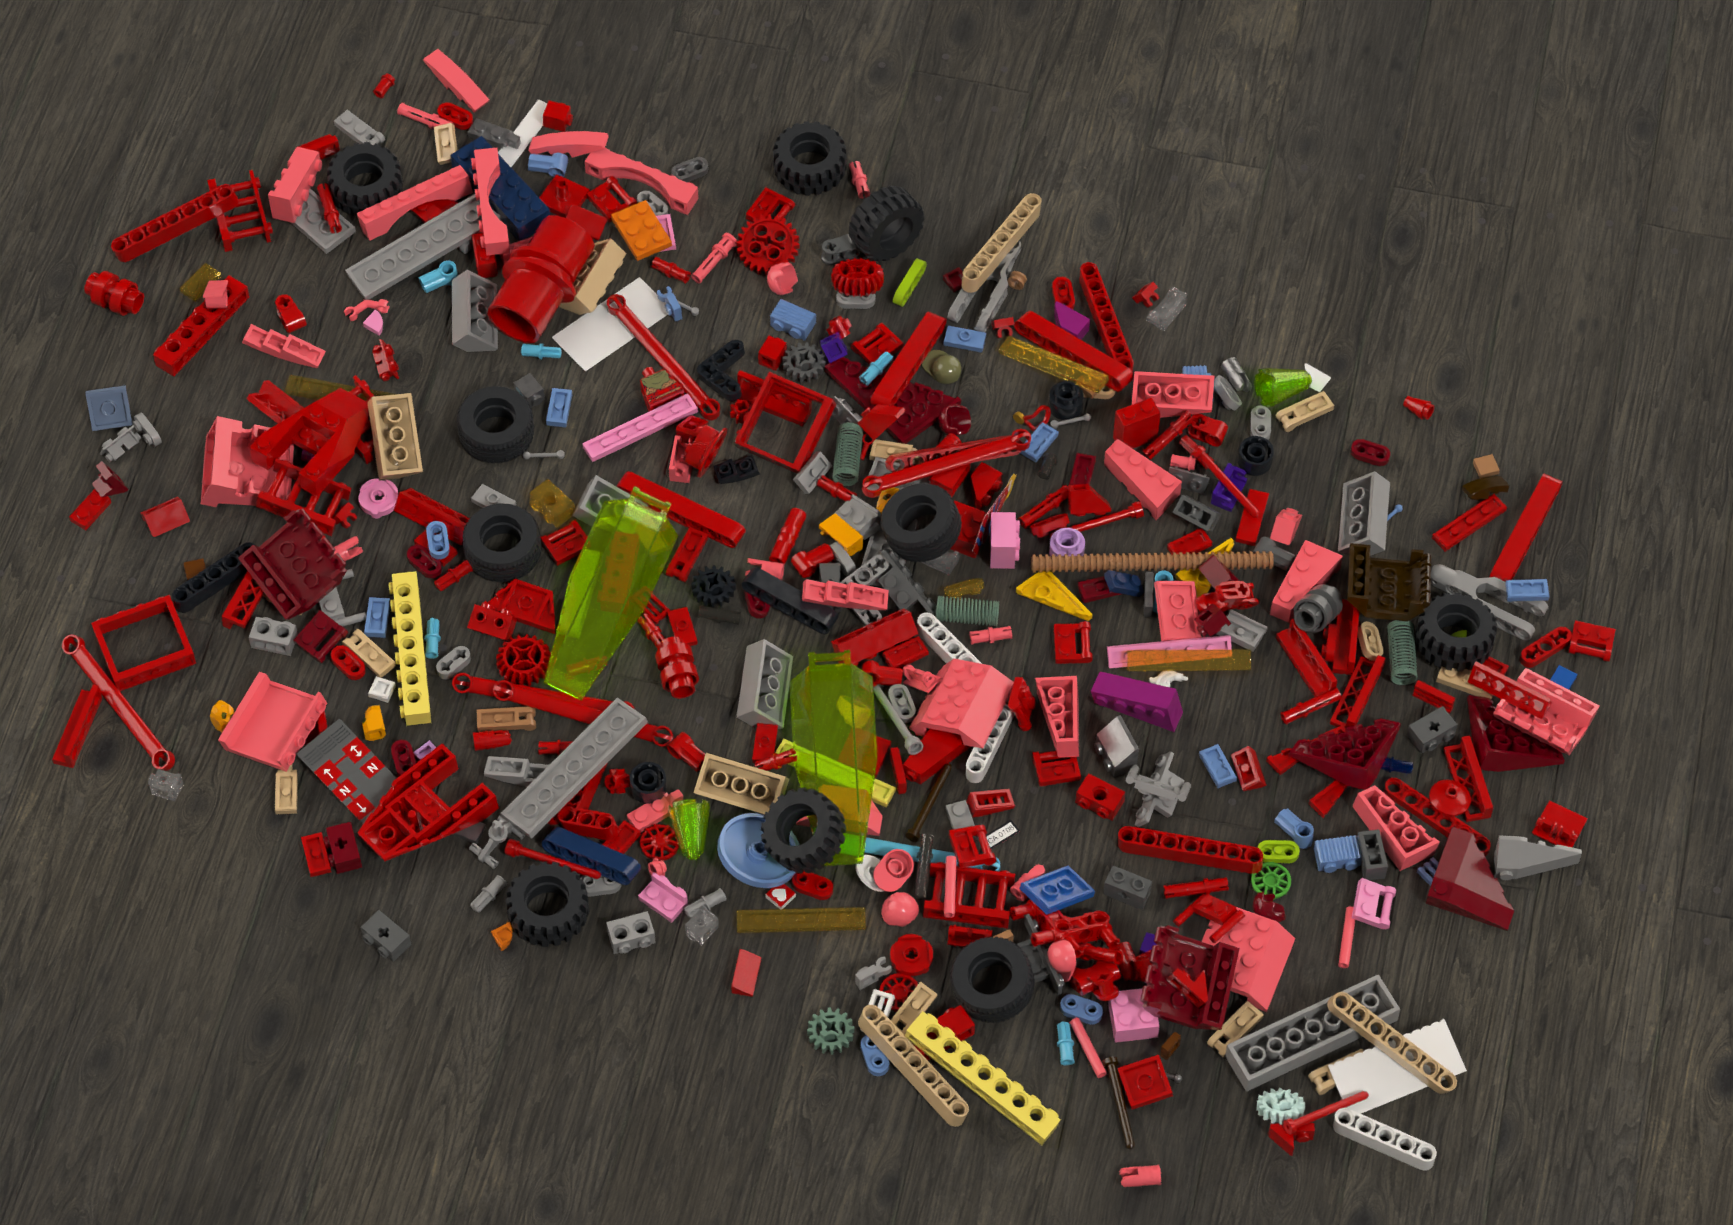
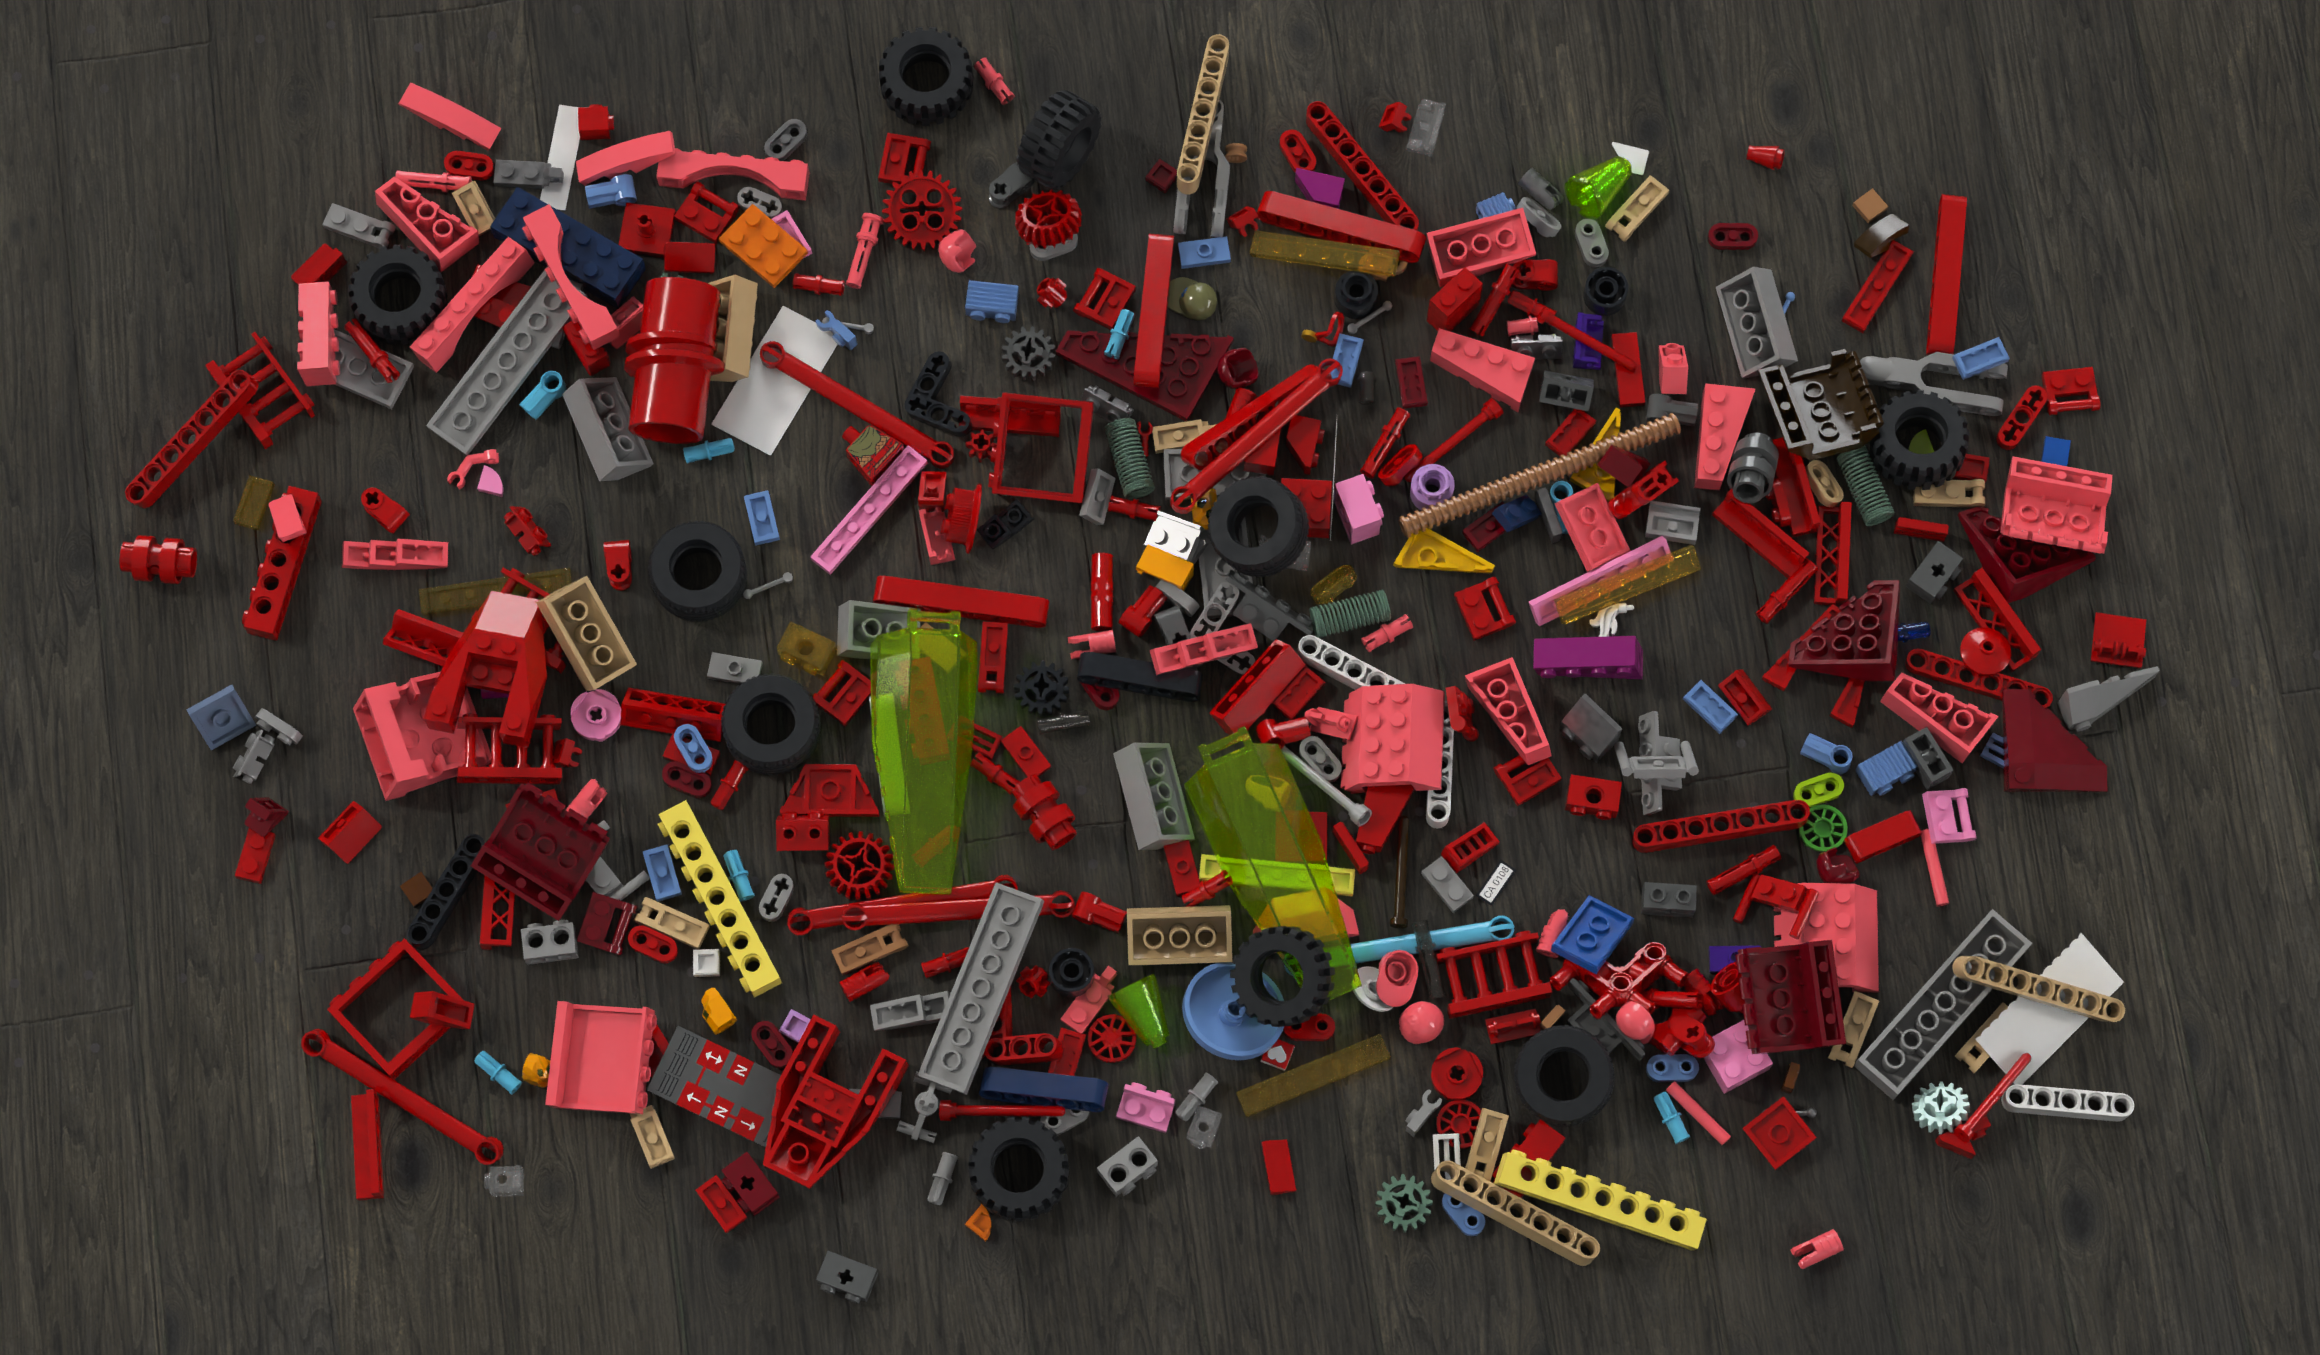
camera: 20 degrees left, 15 degrees up
(172, 648) = (441, 1010): none -> red slope
(195, 710) = (498, 1072): none -> medium azure axle
(386, 82) = (363, 153): red pin -> none
(407, 142) = (426, 224): none -> coral wedge
(441, 404) = (618, 560): none -> red piece
(530, 389) = (717, 509): flat silver brick -> none
(657, 866) = (1123, 1073): coral plate -> none
(772, 352) = (986, 353): red brick -> none
(834, 347) = (1058, 323): dark purple brick -> none
(879, 418) = (1153, 402): red slope -> none
(909, 282) = (1110, 201): lime beam -> none
(950, 886) = (1472, 977): coral piece -> none
(965, 847) = (1469, 921): red plate -> none
(1085, 499) = (1431, 419): red slope -> none
(1111, 1063) = (1759, 1166): dark brown bar -> none
(1193, 990) = (1797, 1007): red slope -> none
(1211, 621) = (1636, 527): dark red brick -> none
(1315, 900) = (1882, 836): none -> red beam
(1509, 690) = (2006, 494): red fence -> none

